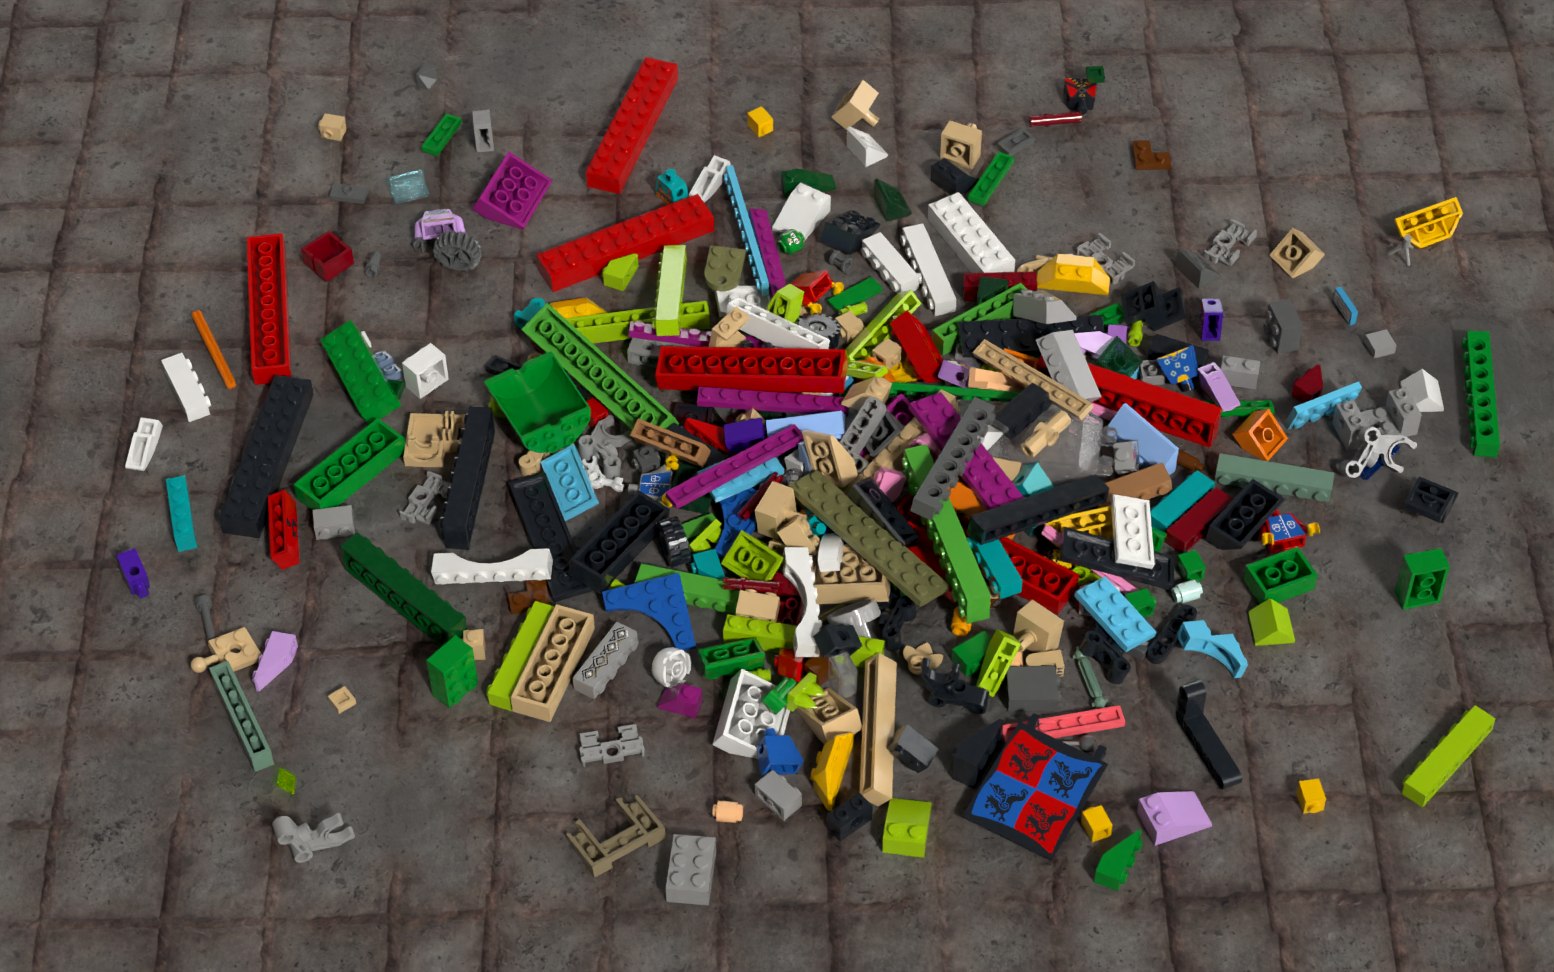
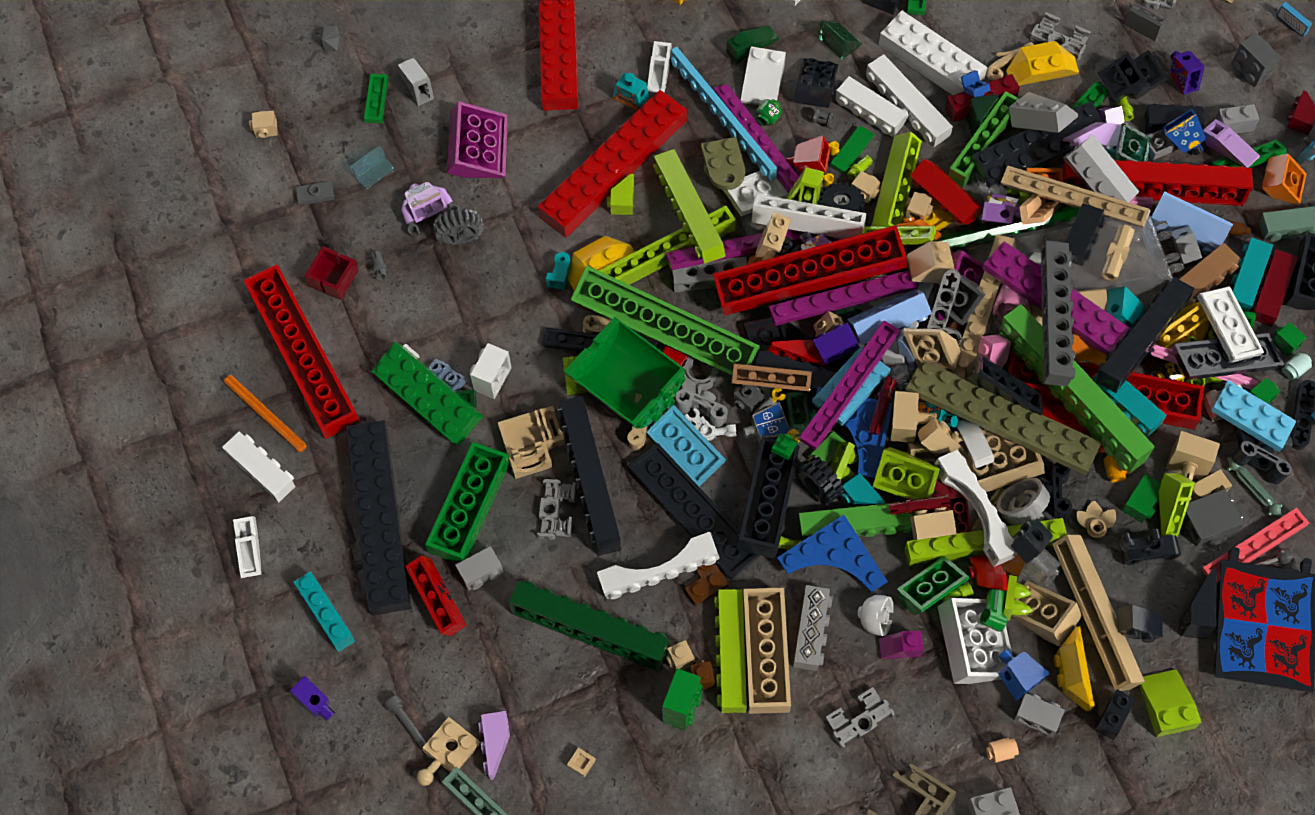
camera: 20 degrees left, 15 degrees up
(486, 665) = (704, 670): none -> reddish brown brick
(654, 502) = (784, 446): none -> green tile
(990, 266) = (973, 85): none -> blue bracket

